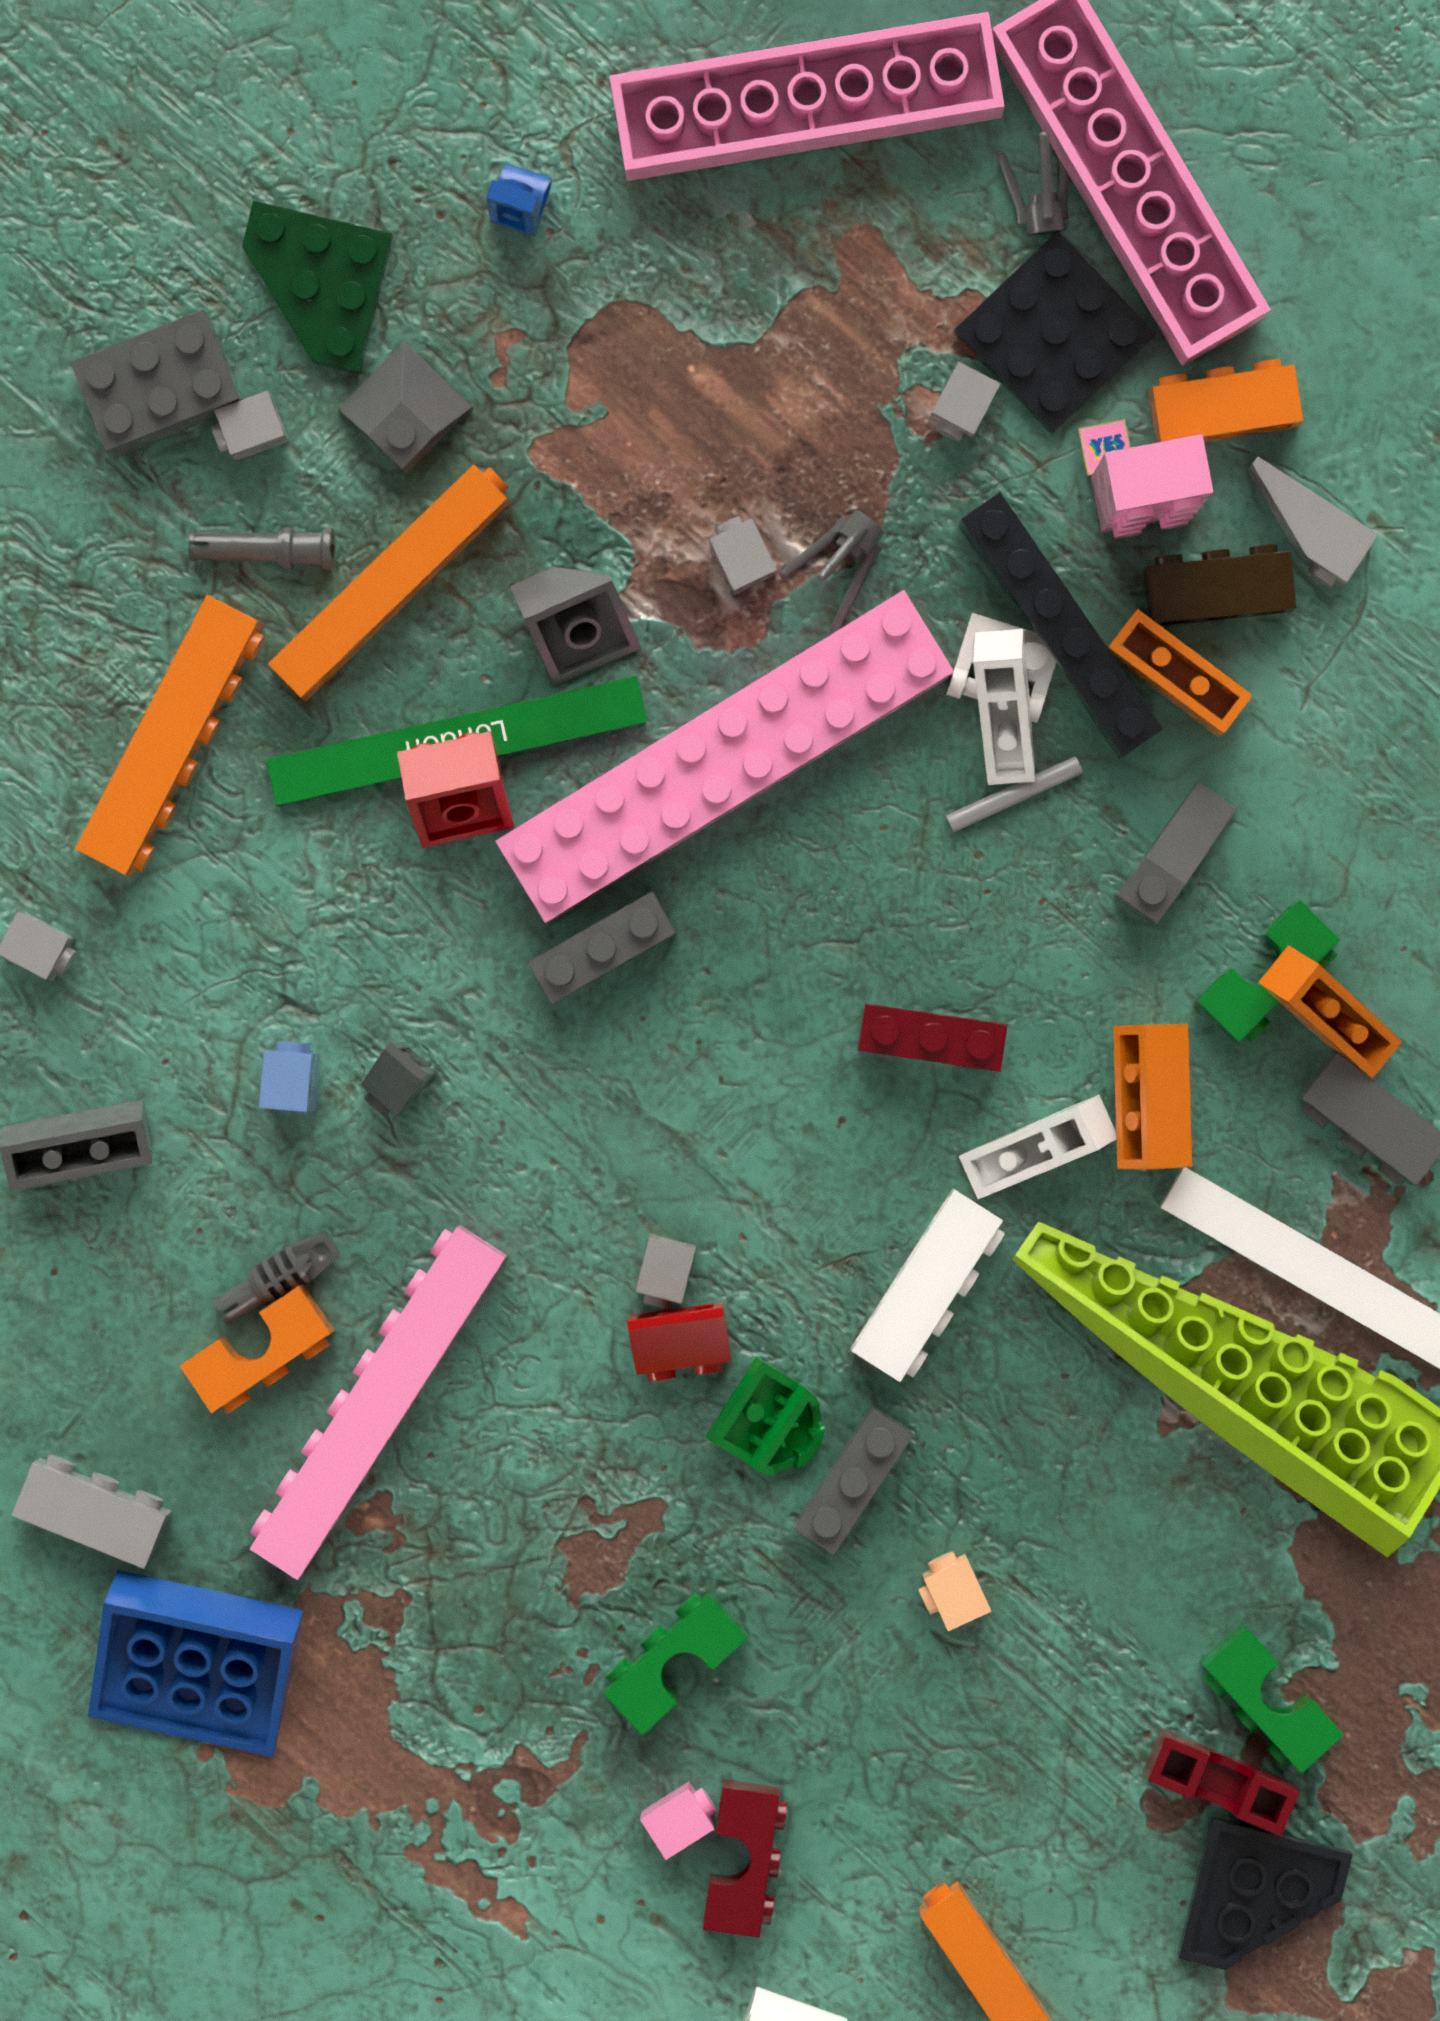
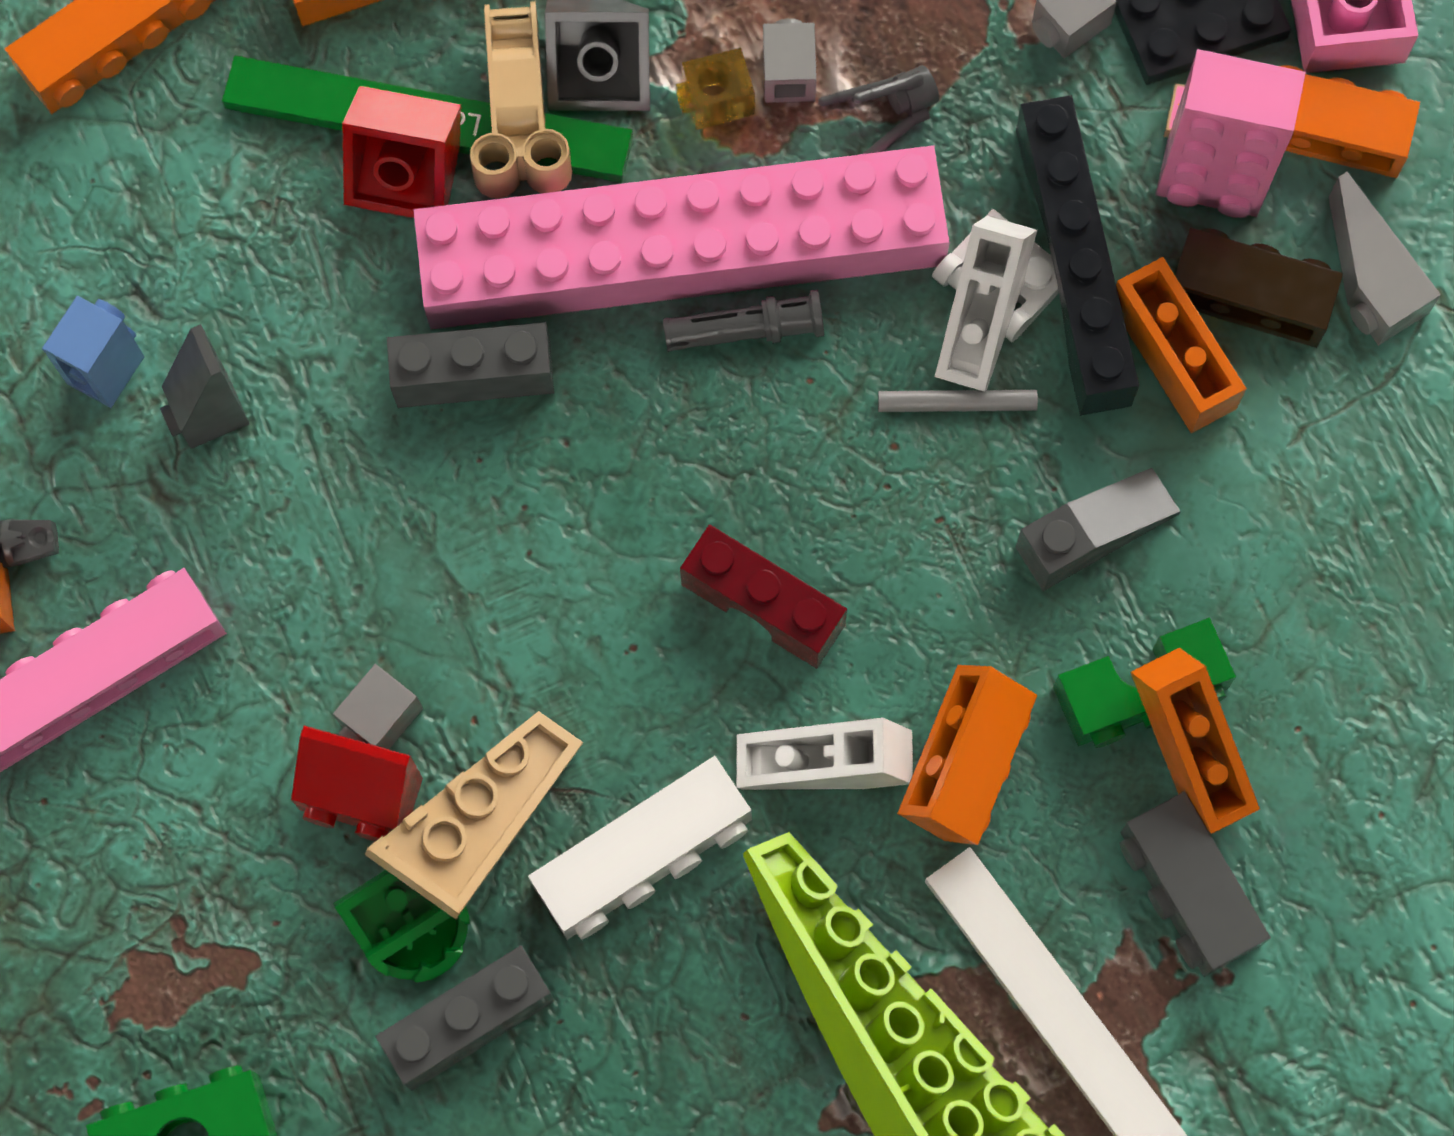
camera: 30 degrees right, 15 degrees down
(531, 699) = (517, 111): none -> tan piece
(697, 588) = (721, 69): none -> clear yellow brick
(786, 1330) = (467, 827): none -> tan wing
(830, 795) = (770, 320): none -> dark grey pin

